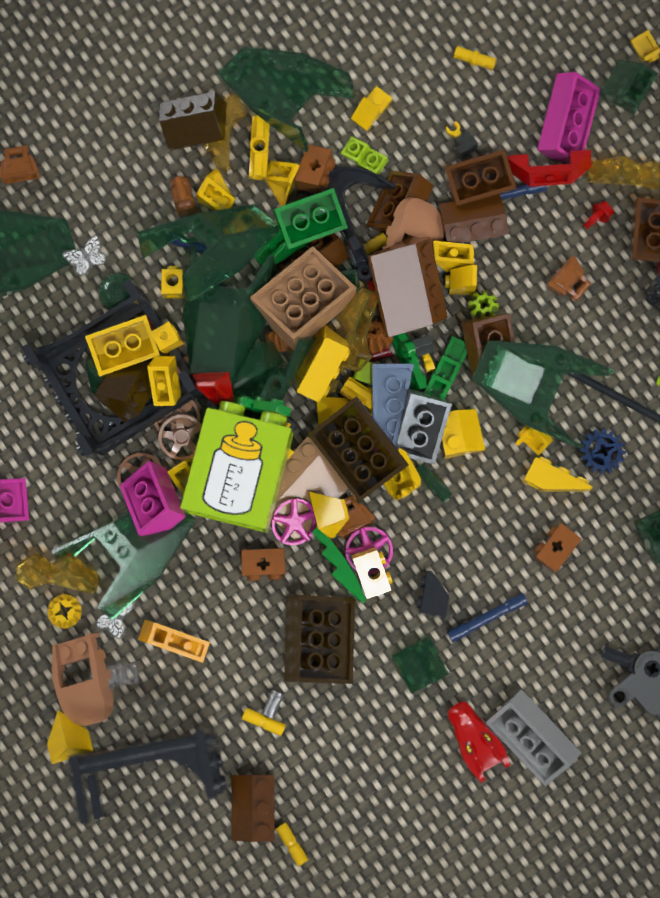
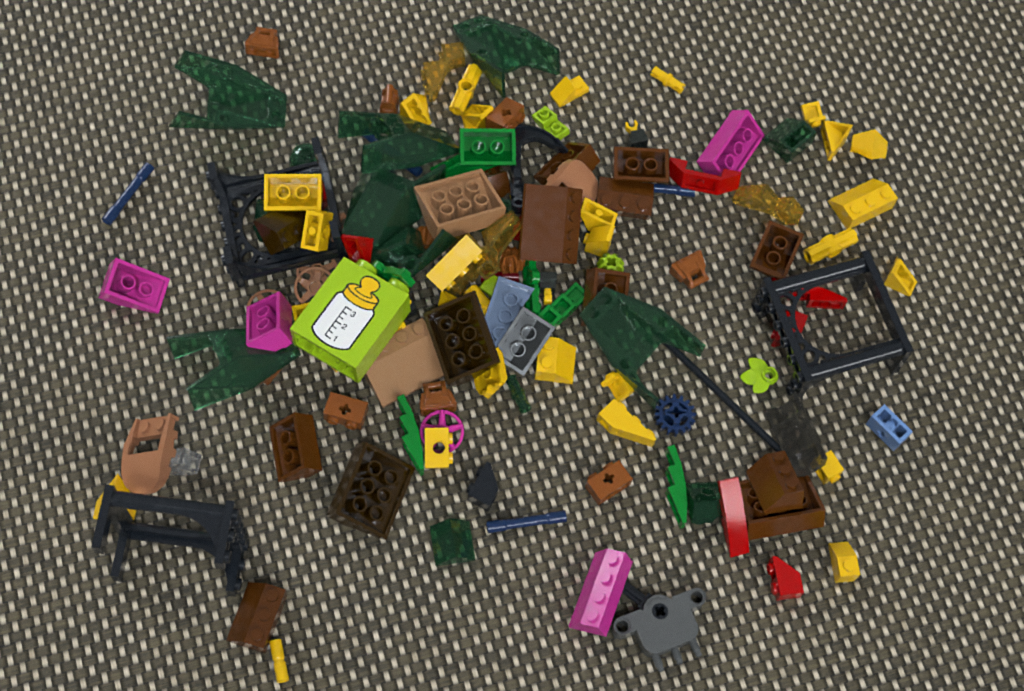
camera: 10 degrees right, 15 degrees down
(65, 572) = (172, 361): clear yellow arch -> none
(73, 615) = (163, 401): yellow gear -> none
(86, 257) = (292, 126): animal -> none
(116, 625) = (198, 417): animal -> none
(167, 337) = (332, 197): yellow brick -> none
(172, 291) = (350, 173): yellow brick -> none
(173, 641) = (242, 449): light orange slope -> none
(193, 120) = (419, 49): dark brown slope -> none
(226, 620) = (295, 447): none -> reddish brown slope
(265, 722) = (297, 547): yellow piece -> none
(272, 704) = (309, 532): flat silver pin -> none
(294, 522) = (385, 383): dark pink wheel -> none
(329, 513) = (417, 386): yellow slope -> none
(477, 743) = (479, 627): red animal -> none
(533, 738) = (532, 638): light grey slope -> none
(586, 668) = (601, 592): none -> dark pink slope
(601, 213) = (734, 228): red piece -> none
(631, 536) = (676, 492): none -> green slope

